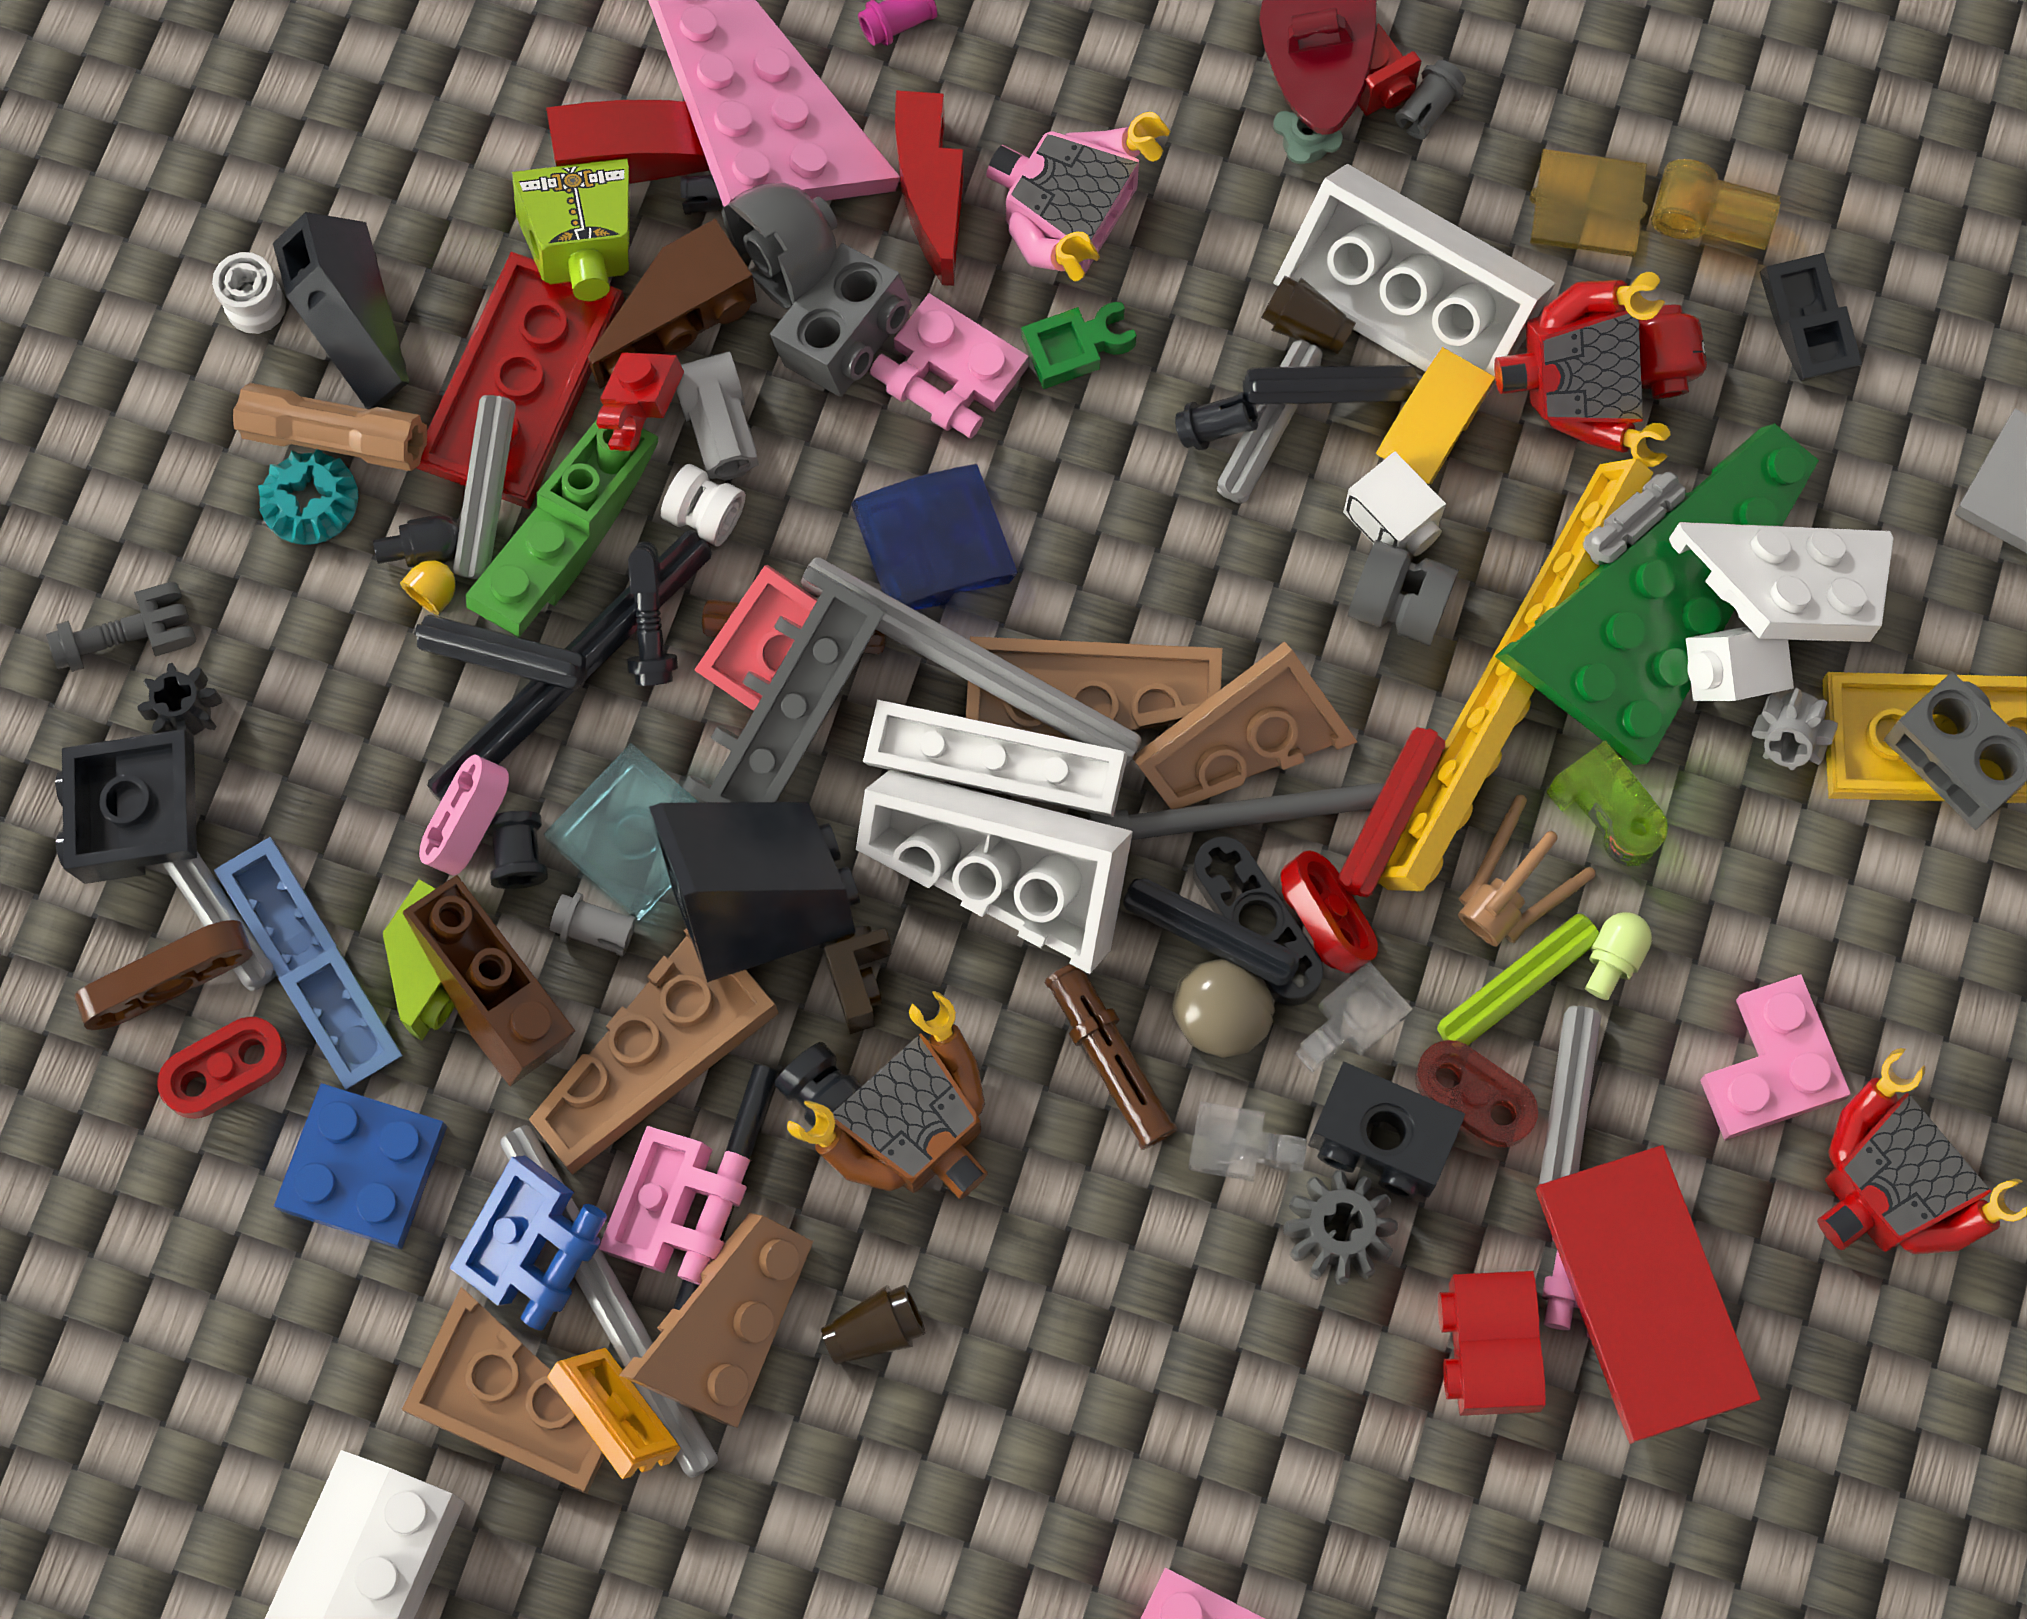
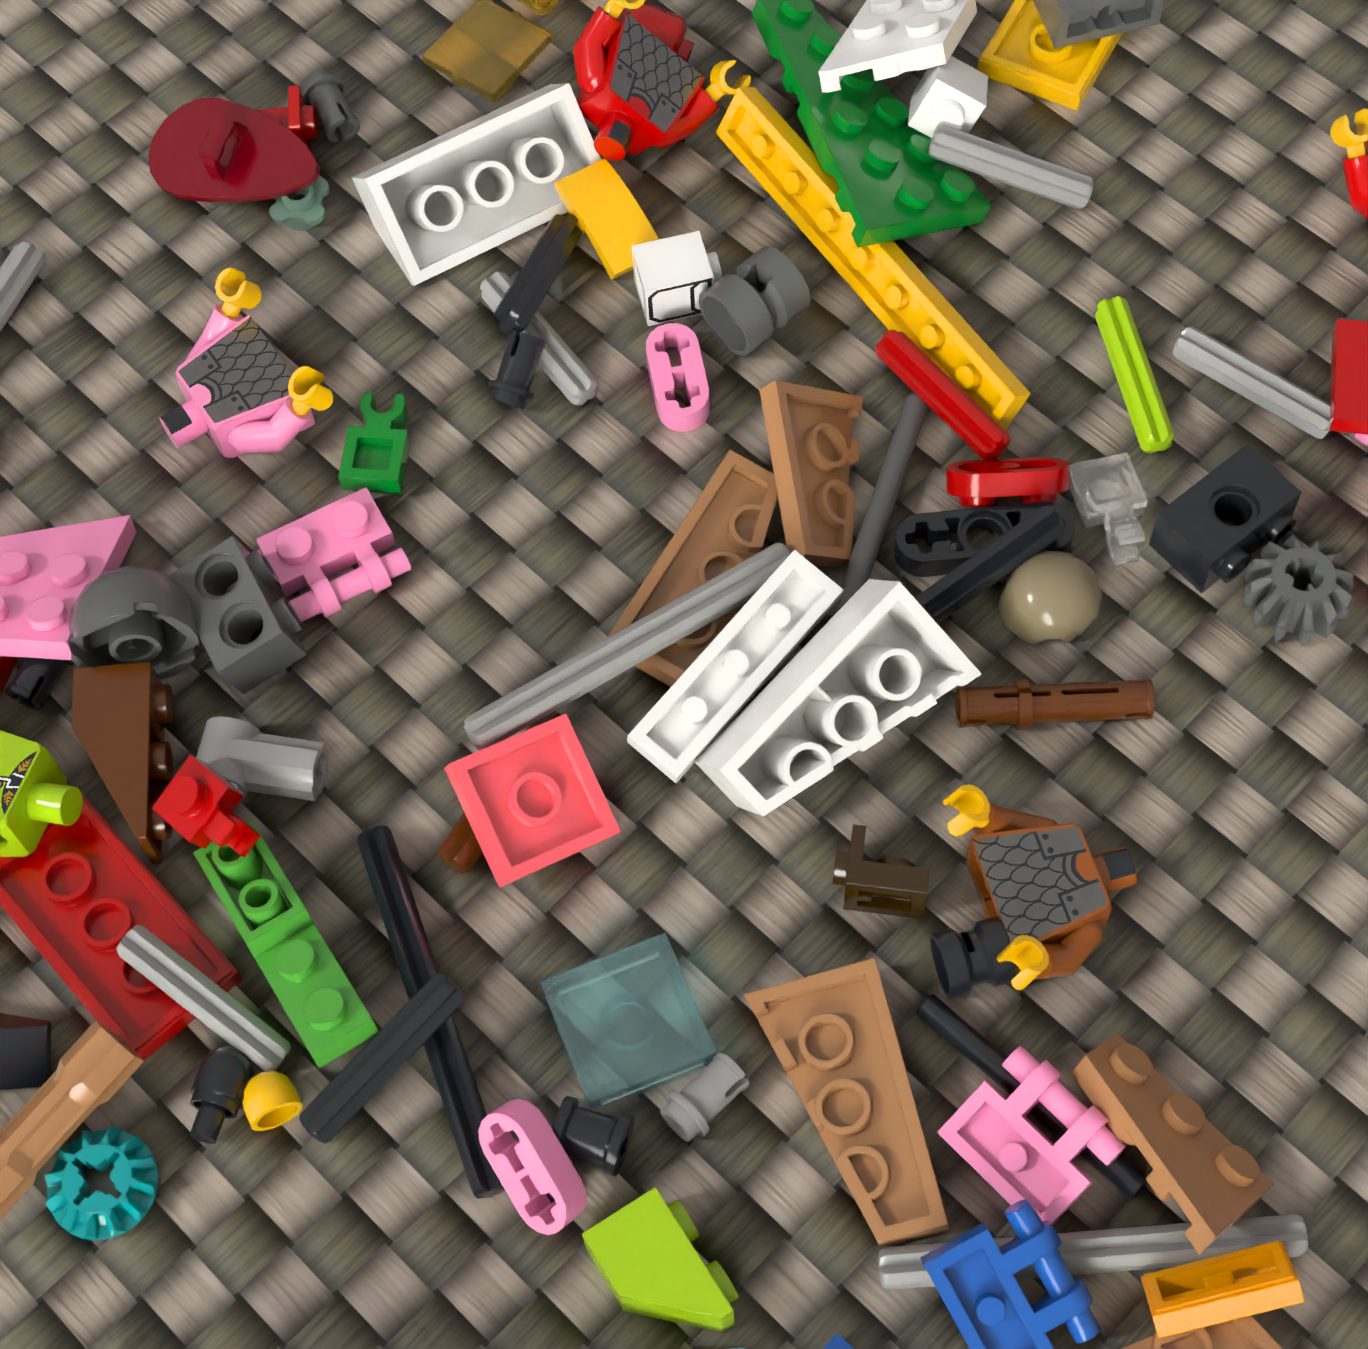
camera: 60 degrees left, 10 degrees down
(488, 982) = (732, 1209): reddish brown slope -> none
(652, 664) = (393, 880): black hinge -> none
(702, 504) = (341, 811): white wheel -> none
(753, 880) = (751, 920): black slope -> none
(796, 697) = (591, 808): dark grey hinge -> none
(875, 1326) = (1227, 1011): dark brown cone -> none
(929, 178) = (153, 489): red slope -> none
(934, 537) = (488, 633): clear blue slope -> none
(1233, 1141) = (1182, 638): clear plate -> none
(1301, 576) = (667, 378): none -> bright pink beam
(1307, 315) = (459, 269): dark brown cone -> none
(1479, 1089) = (1213, 438): clear red plate -> none
(1494, 909) = (1064, 355): medium nougat plant -> none
(1615, 803) = (1015, 241): clear neon green leg -> none
(1618, 952) = (1144, 293): yellowish green cylinder -> none
(1634, 518) = (790, 109): light grey axle -> none
(1695, 760) = (1010, 167): none -> light grey axle
(1793, 1064) = (1294, 221): bright pink plate -> none
(1794, 729) = (1019, 94): light grey gear -> none

